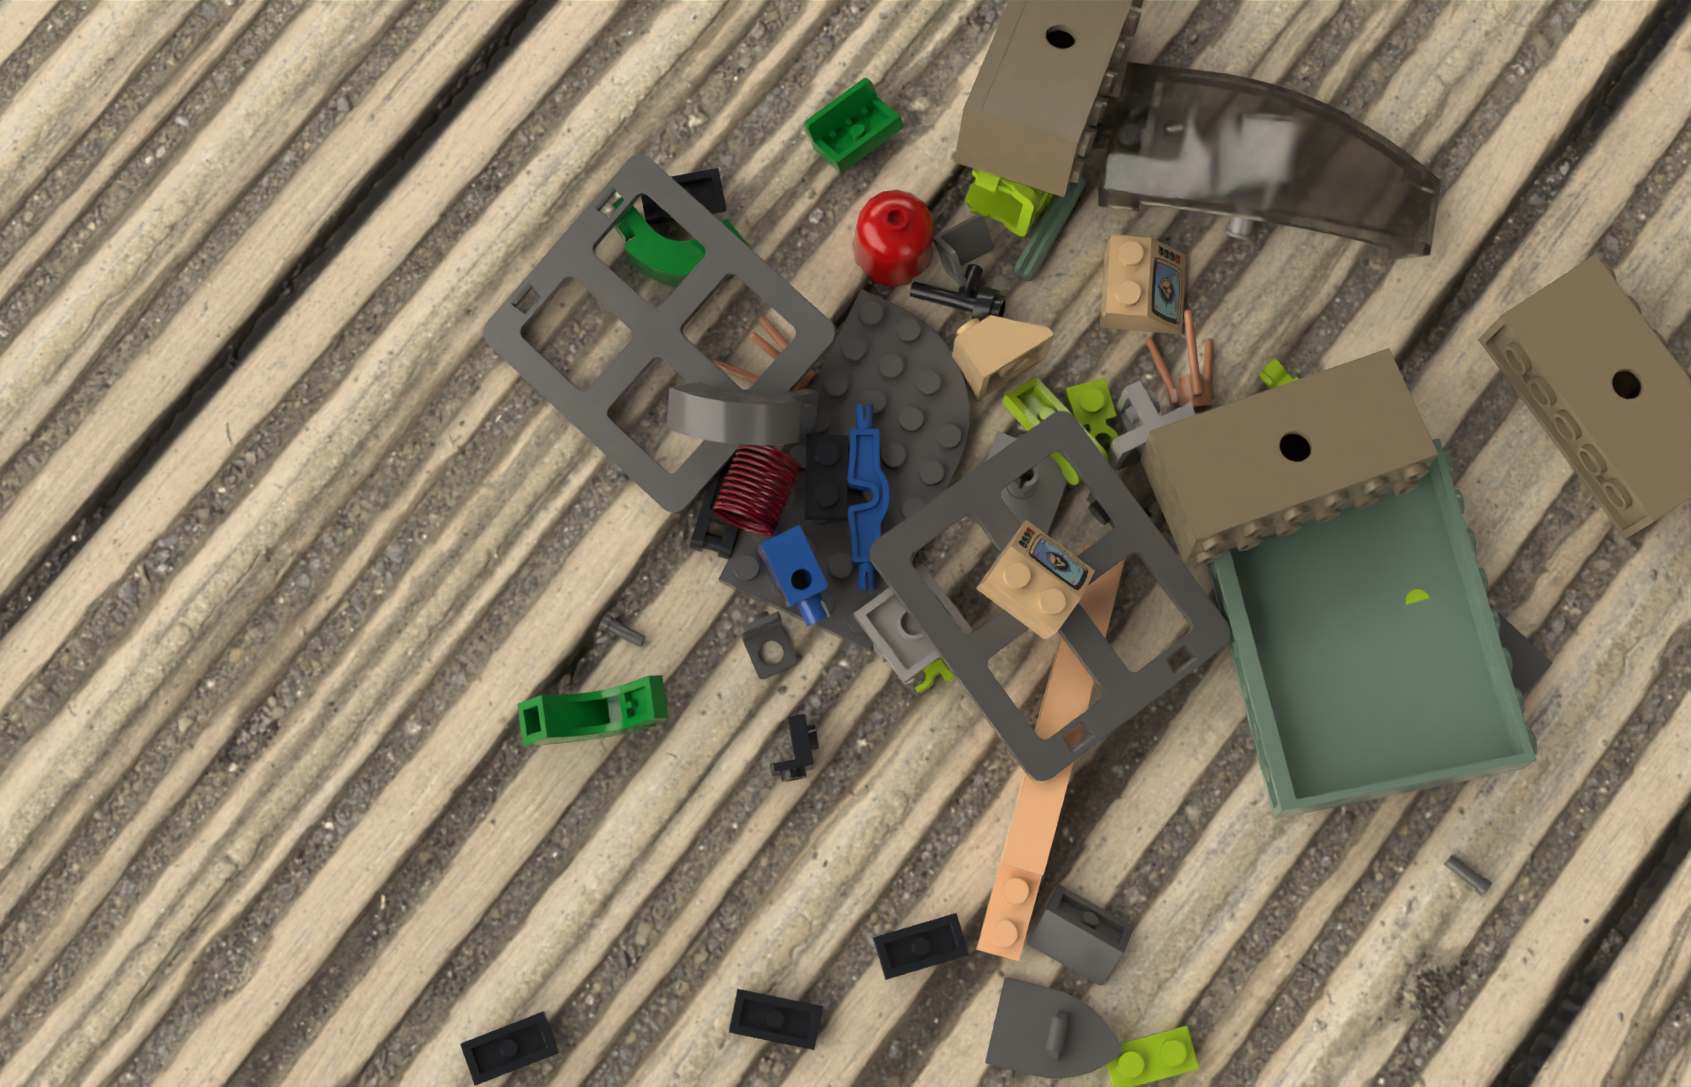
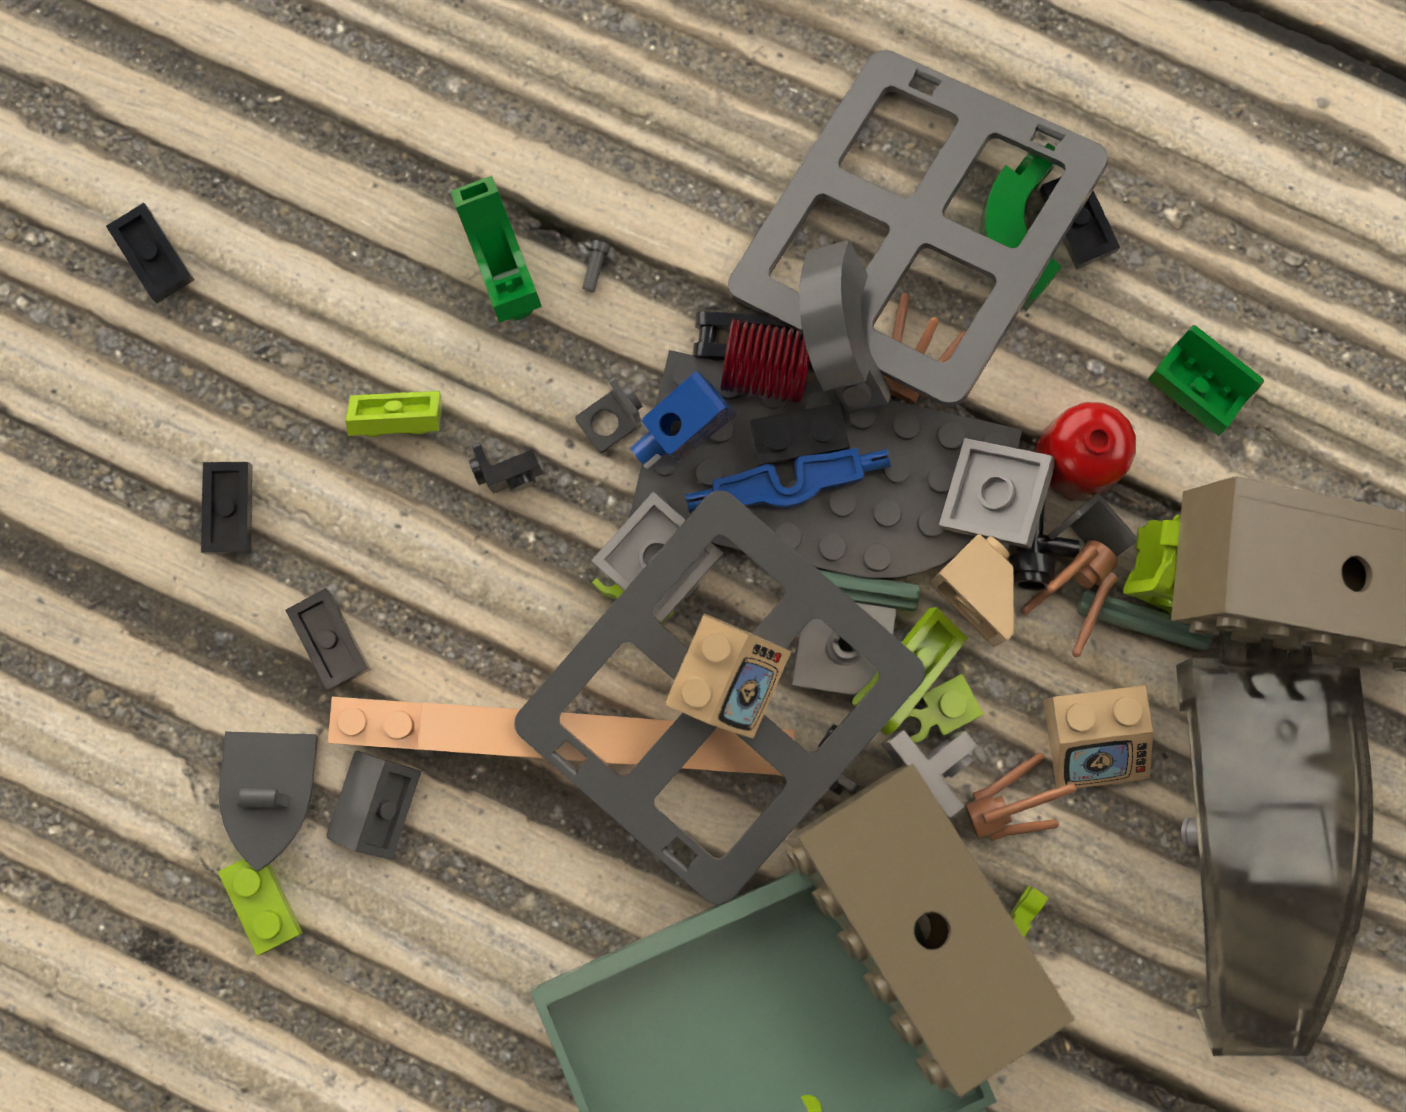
camera: 85 degrees right, 5 degrees up
(721, 842) = (394, 413): none -> lime plate
(918, 318) = (997, 493): none -> light grey bracket
(978, 444) = (877, 591): none -> sand green axle
(996, 261) = (1089, 567): none -> nougat plant

